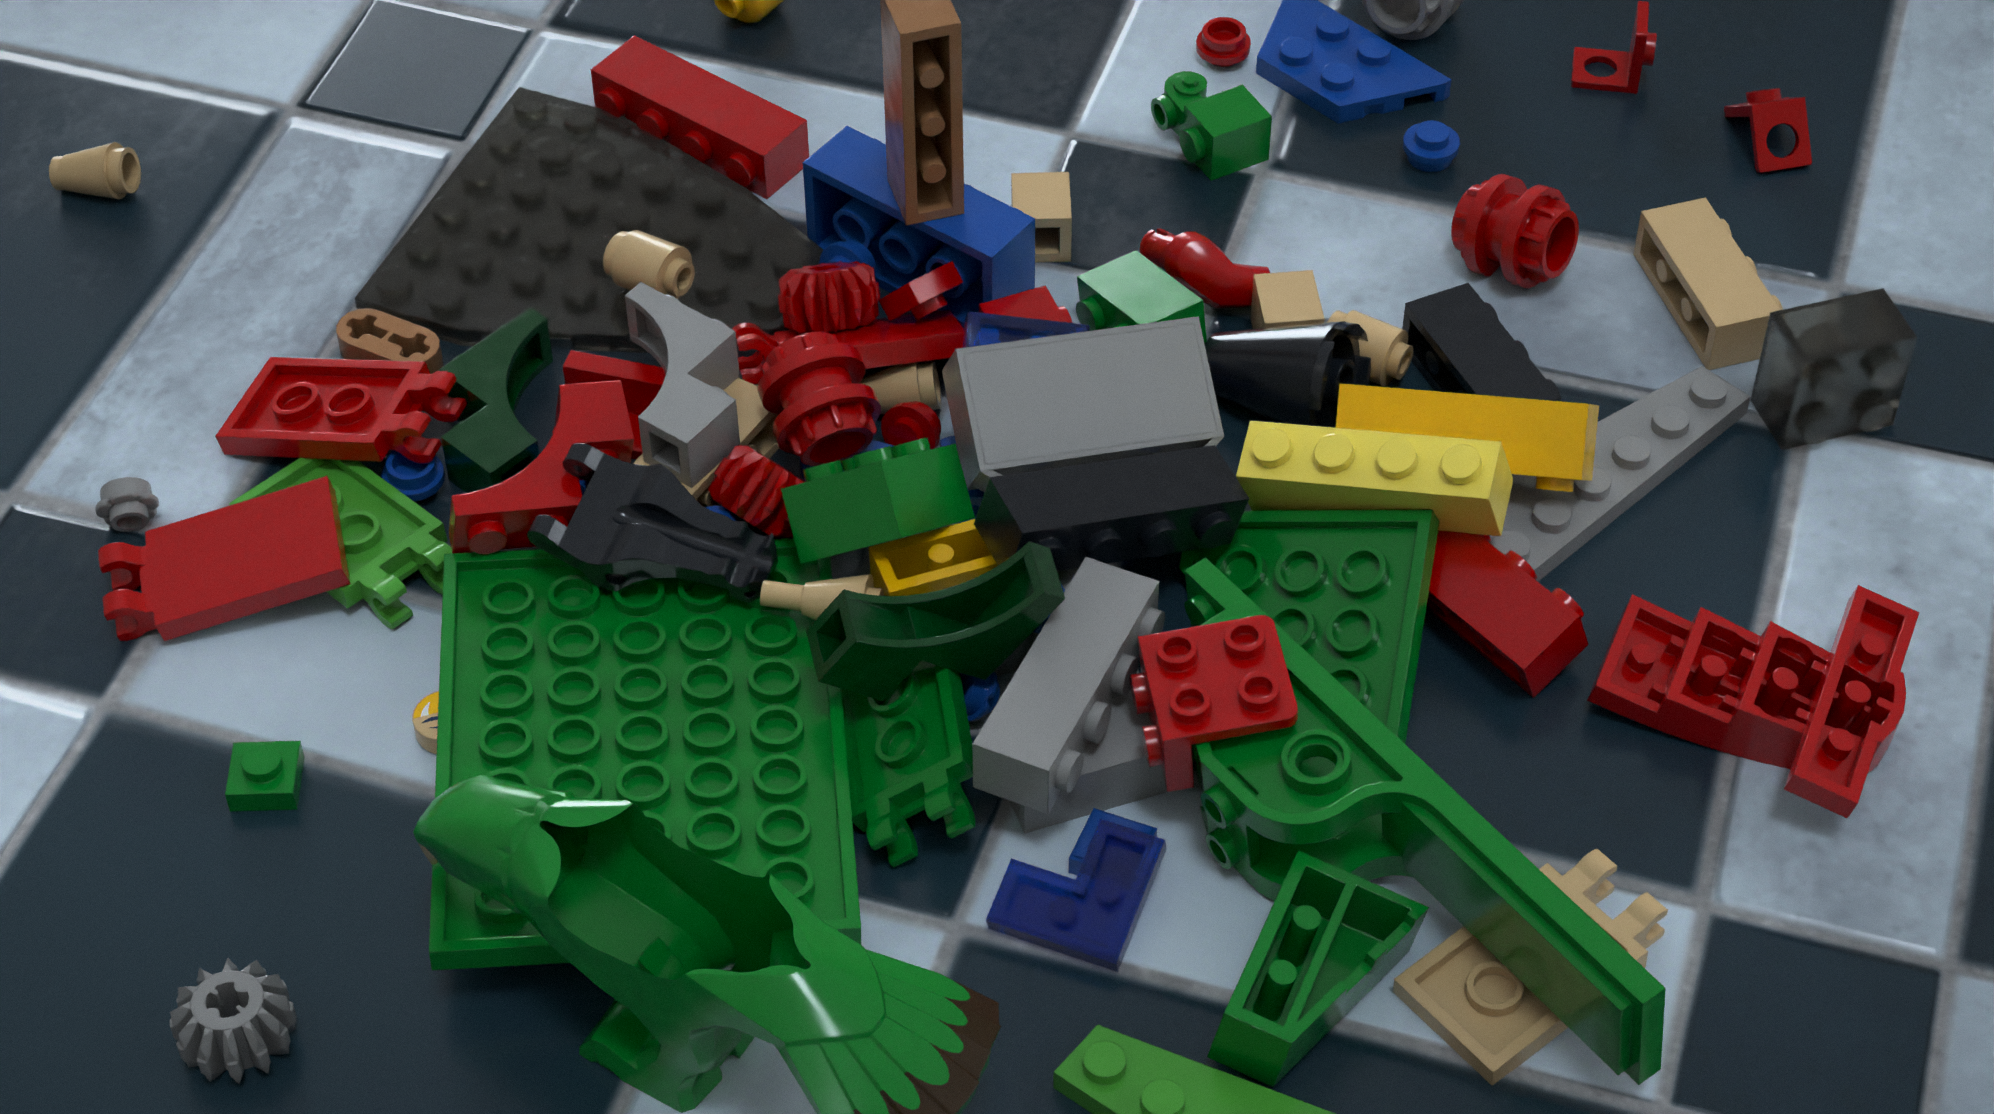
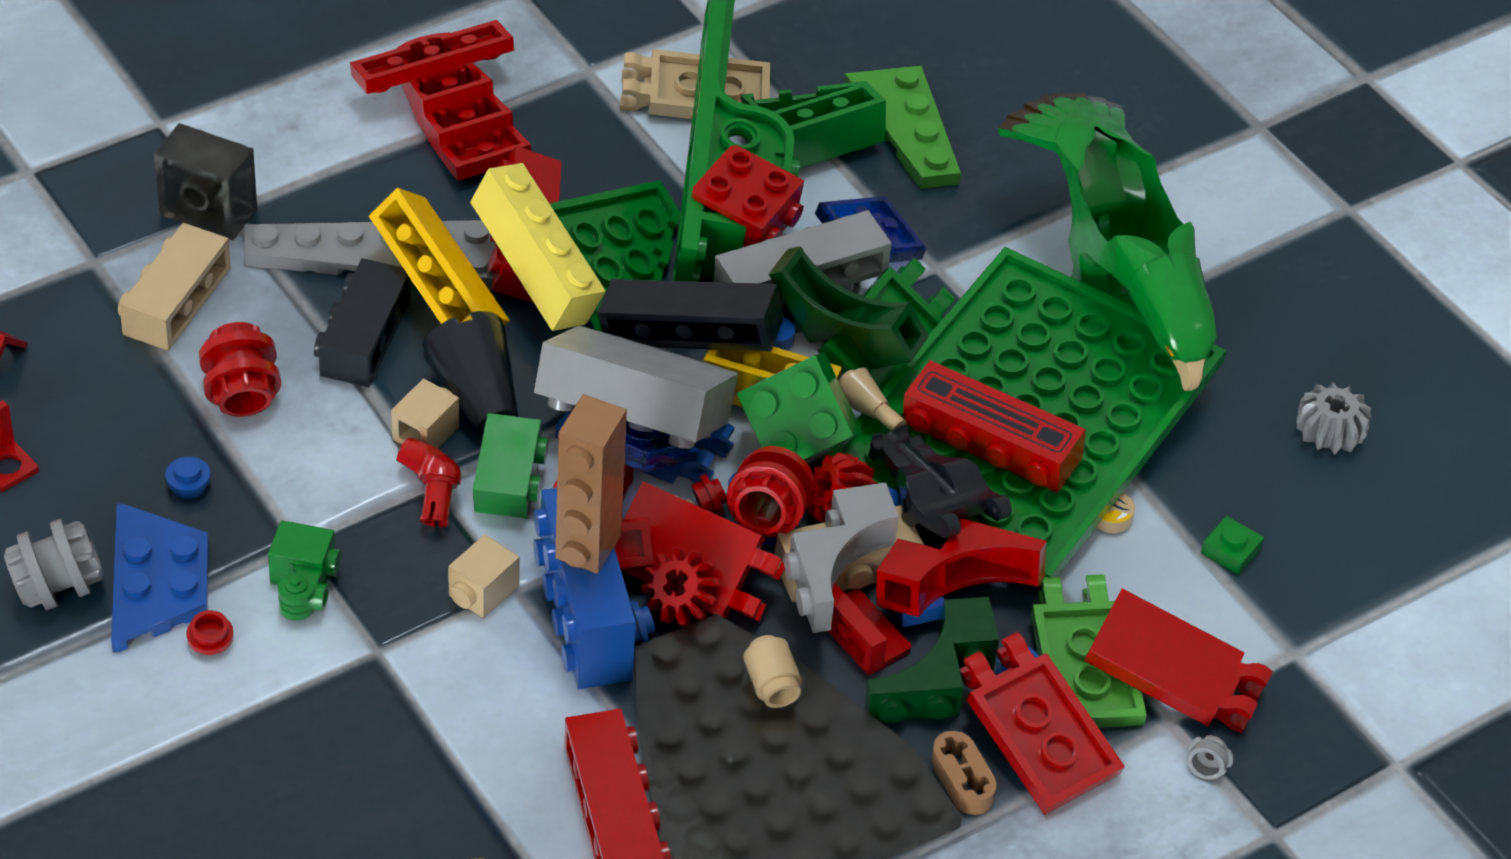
camera: 145 degrees left, 0 degrees up
(644, 641) = (993, 426): none -> red brick
(1385, 346) = (402, 369): tan brick -> none

